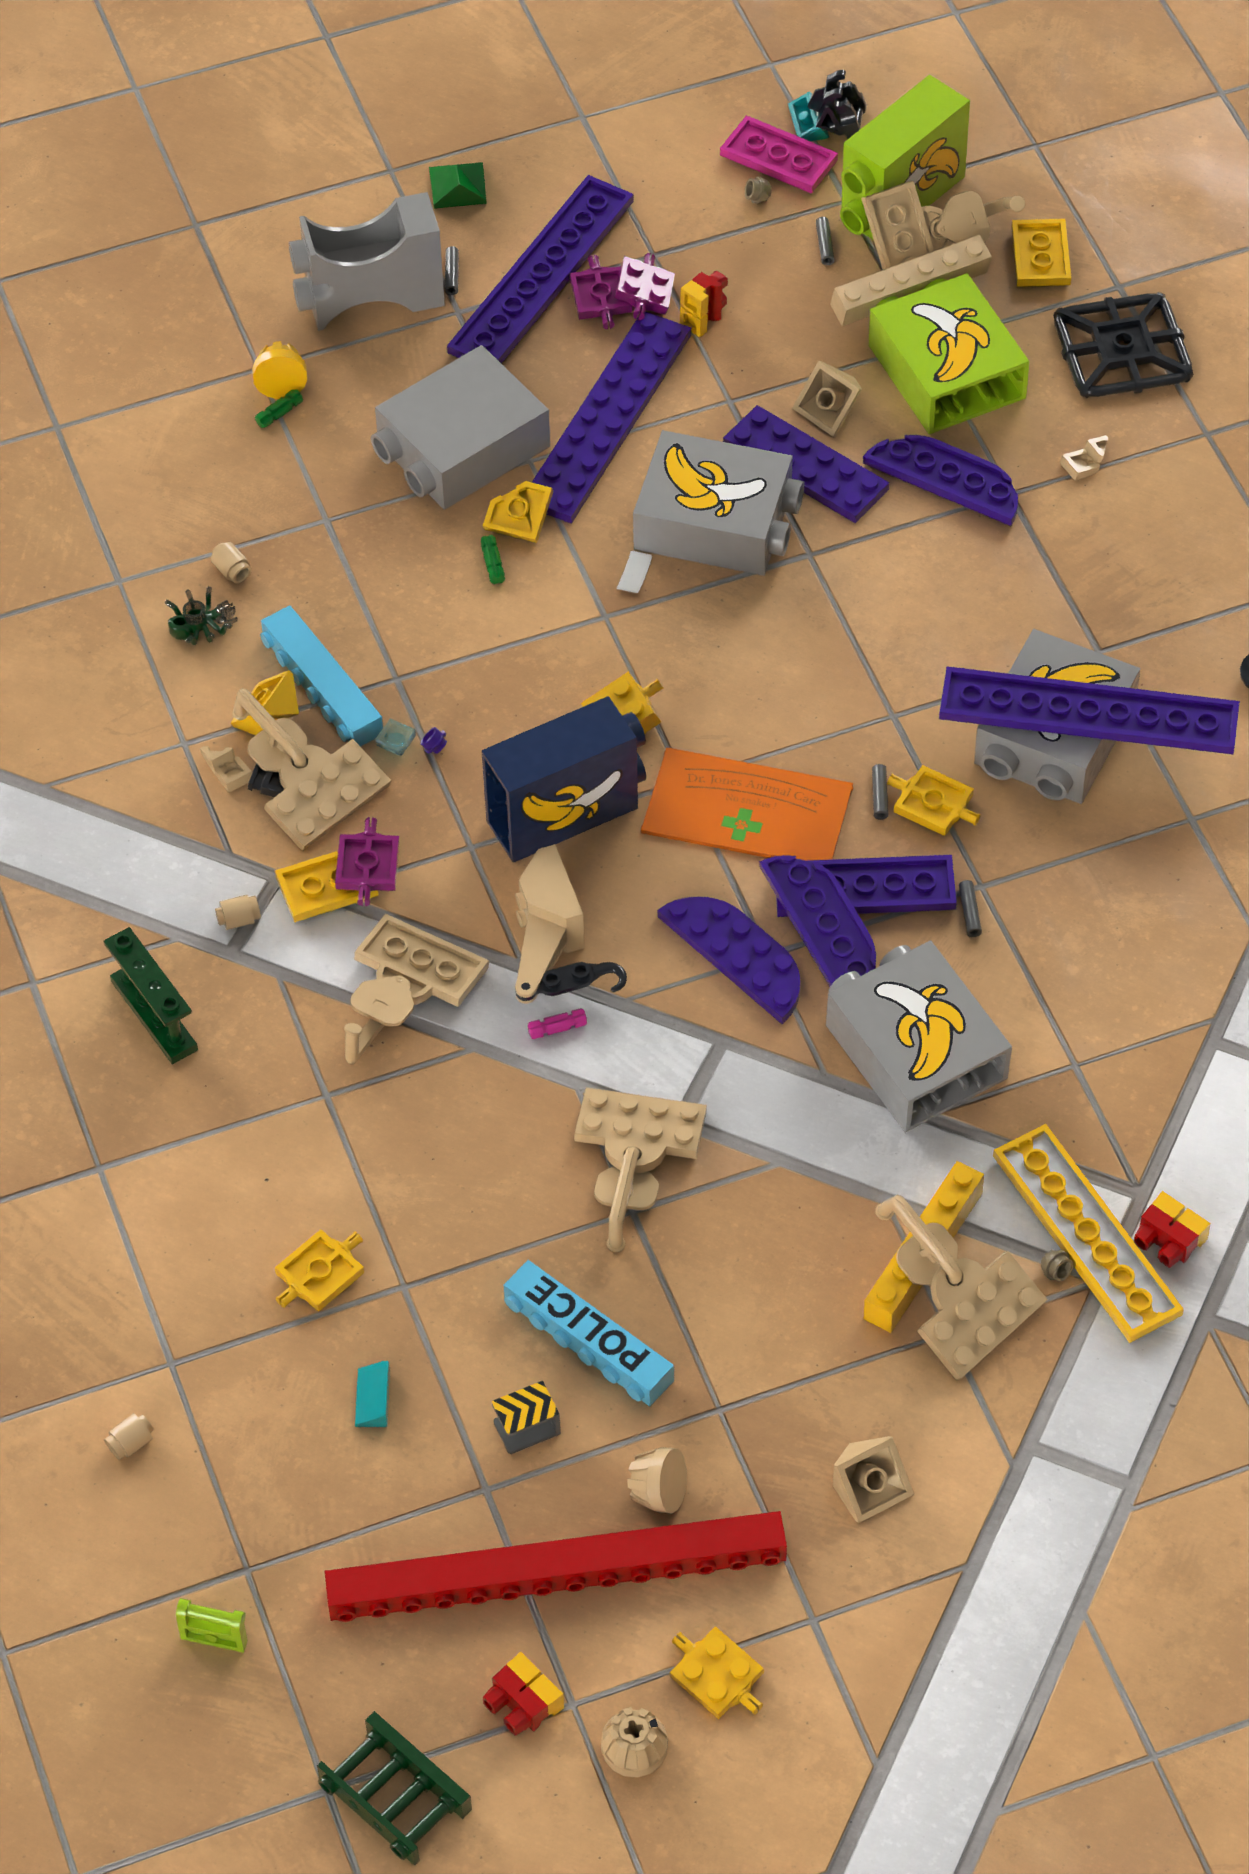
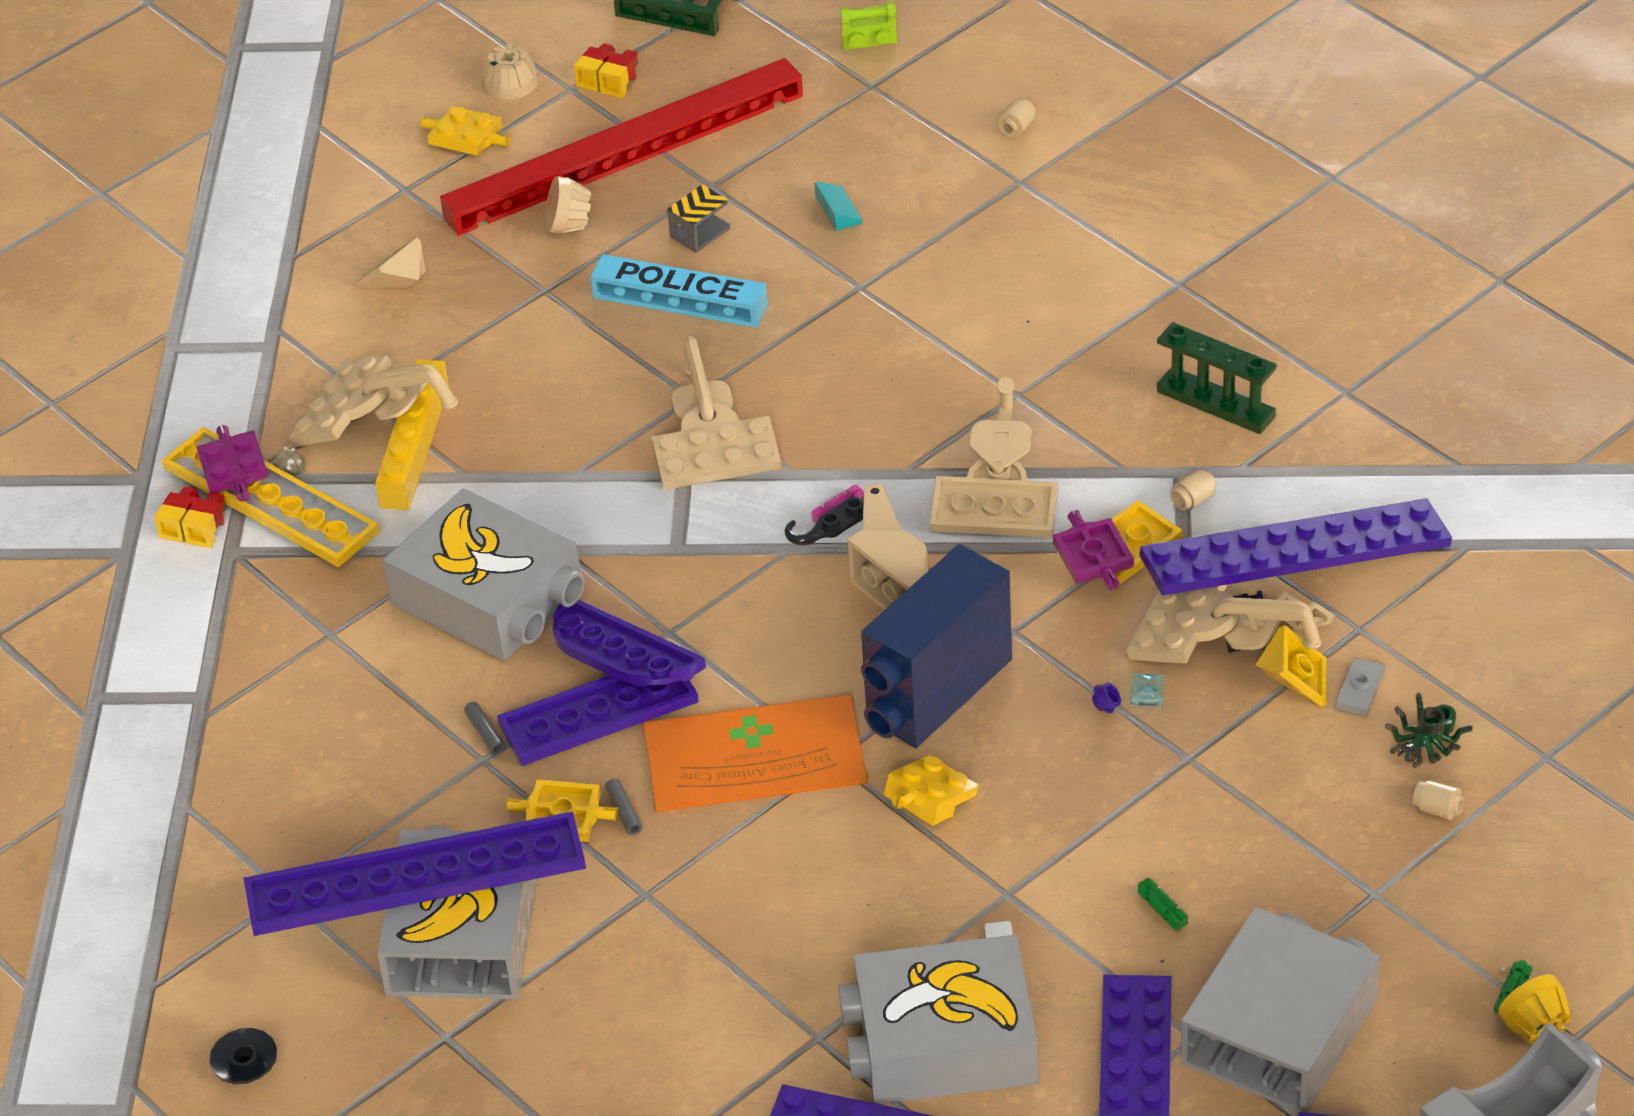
camera: 160 degrees right, 10 degrees down
(193, 807) = (1294, 546): none -> dark purple plate
(221, 684) = (1360, 687): none -> light grey plate
(319, 1270) = (935, 264): yellow plate -> none
(321, 676) = (1261, 717): medium azure brick -> none
(519, 511) = (1161, 950): yellow plate -> none
(738, 950) = (699, 620): dark purple plate -> none
(1115, 1266) = (232, 462): none -> magenta plate

